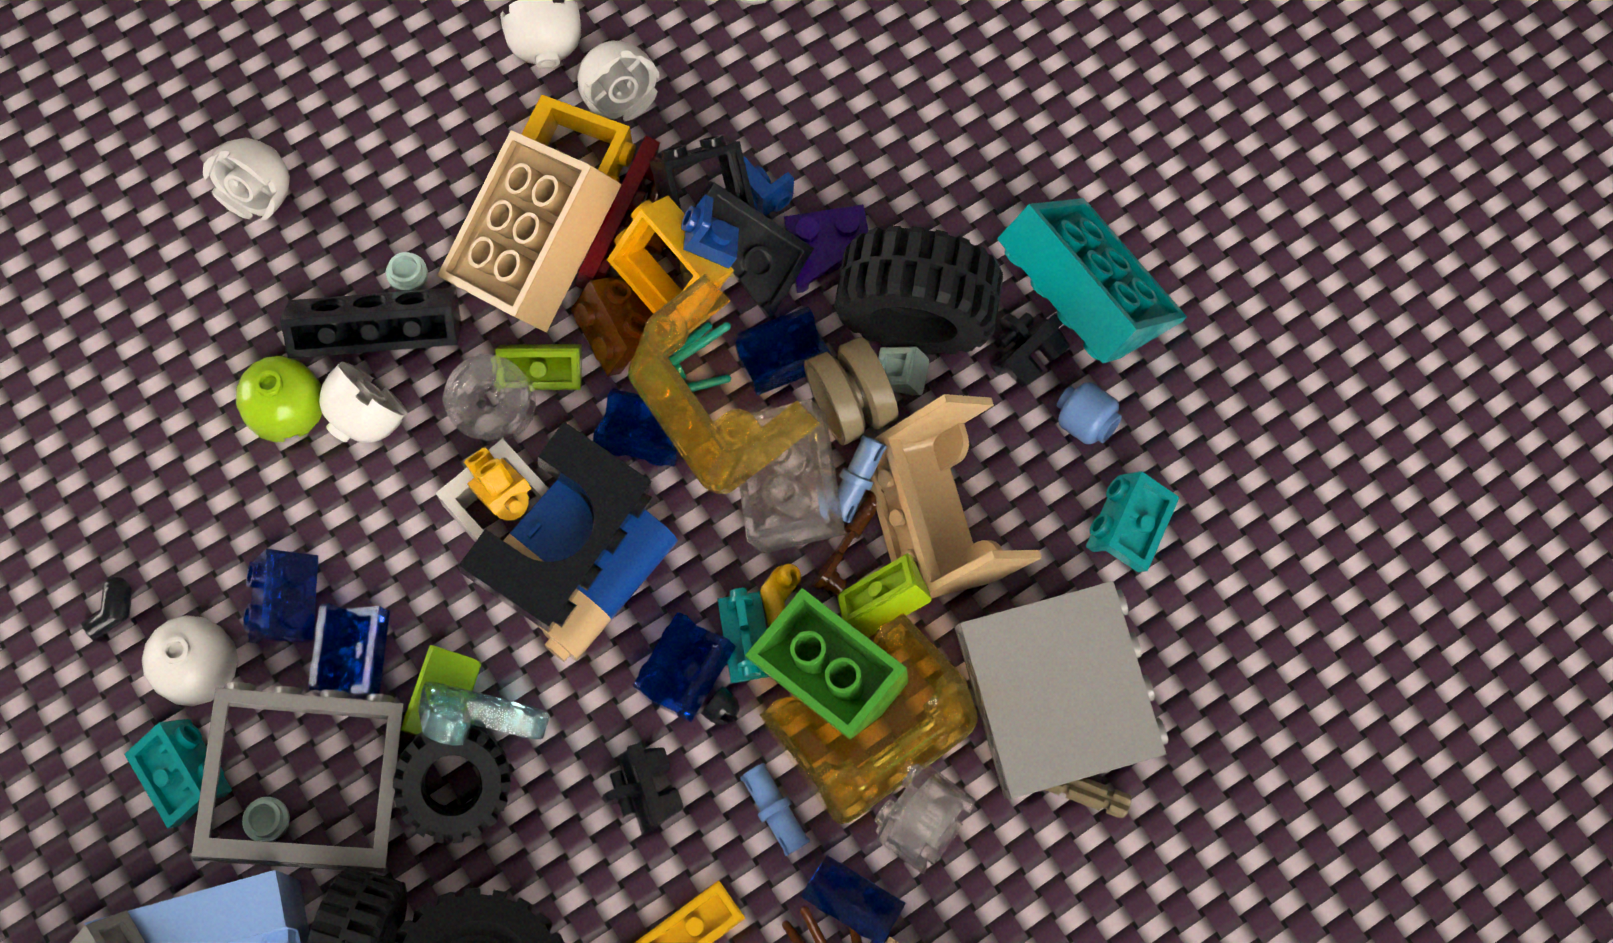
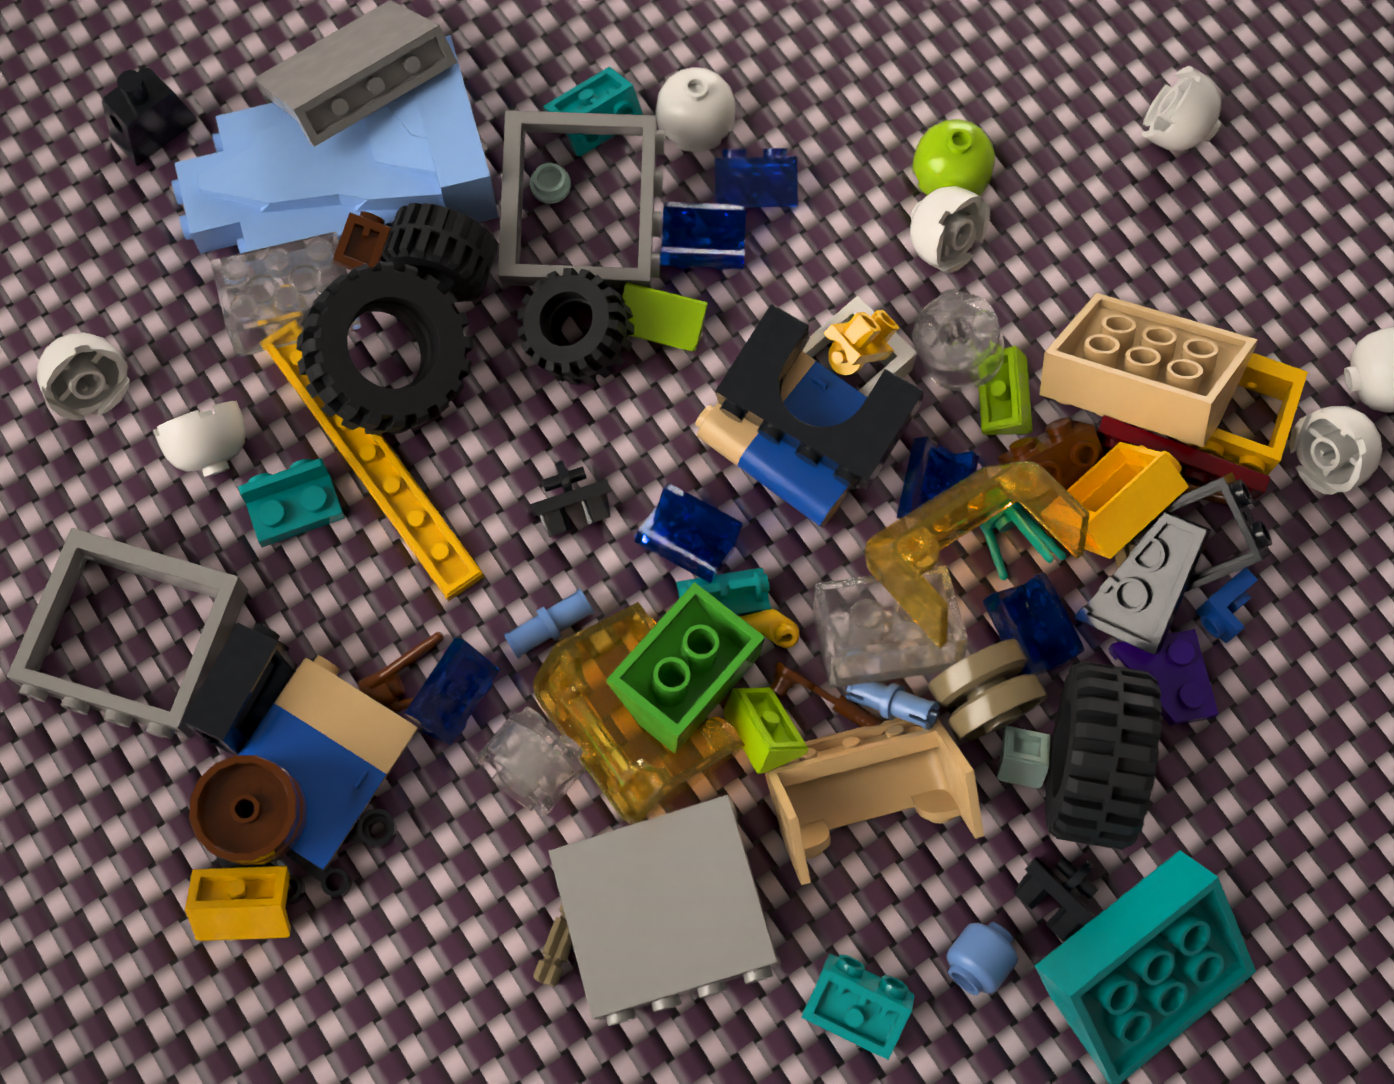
camera: 90 degrees right, 0 degrees up
(114, 608) = (743, 47): black arm -> none
(371, 322) = (1034, 232): black brick -> none
(406, 272) = (1096, 263): light aqua plate -> none
(449, 711) = (647, 316): clear light blue beam -> none
(708, 235) = (1144, 528): blue bracket -> none
(721, 707) = (650, 572): black hinge -> none

